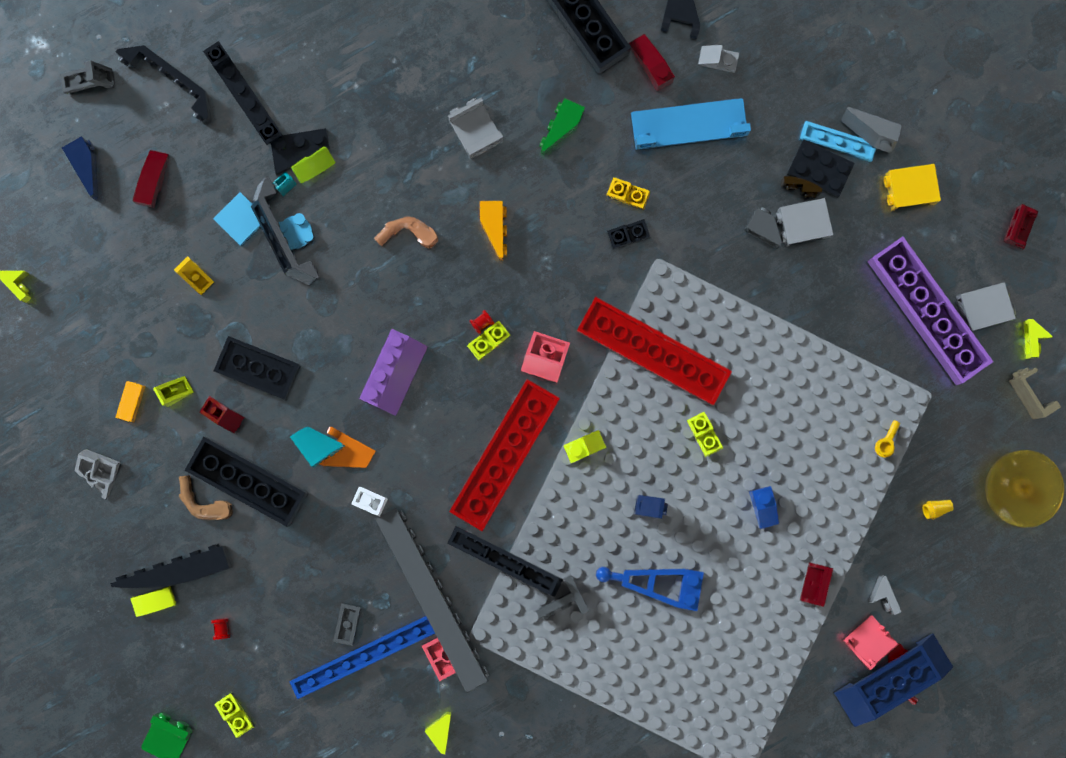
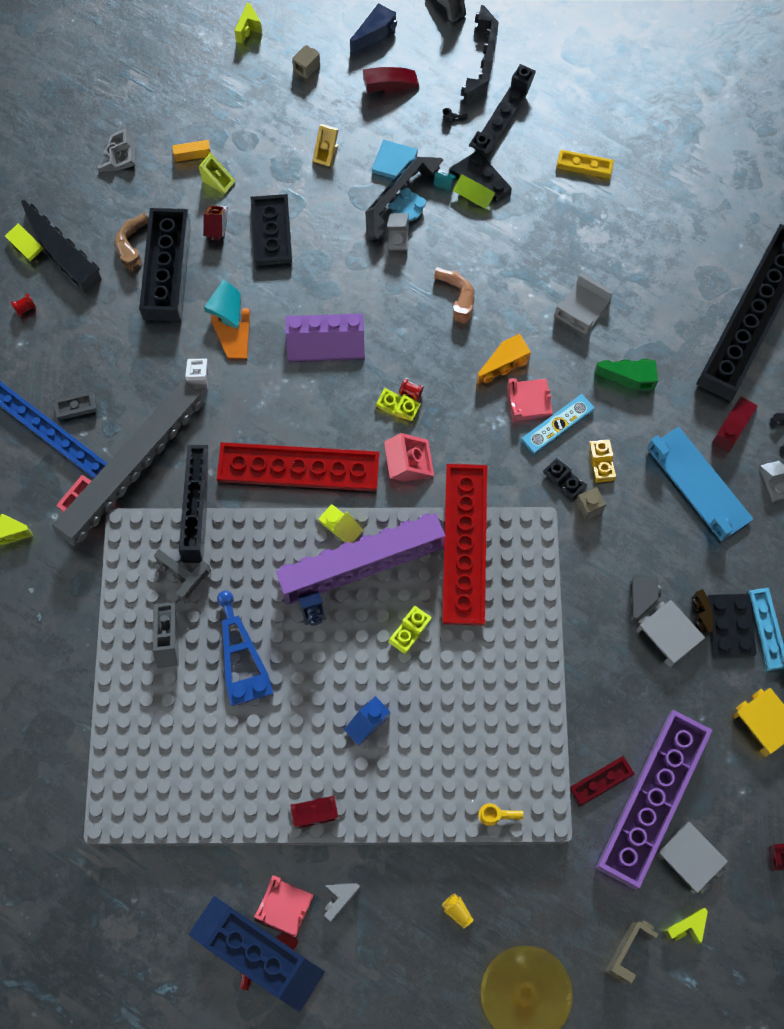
camera: 70 degrees right, 15 degrees down
(88, 247) = (306, 61): none -> dark tan brick
(219, 140) = (448, 116): none -> black hand
(319, 254) = (398, 231): none -> light grey slope
(333, 48) = (585, 164): none -> yellow tile
(541, 224) = (529, 399): none -> coral piece
(576, 212) = (557, 424): none -> tile
(610, 638) = (165, 635): none -> dark grey slope
(629, 445) = (361, 558): none -> medium lavender brick
(663, 225) = (590, 503): none -> dark tan brick
(892, 343) = (601, 781): none -> dark red tile

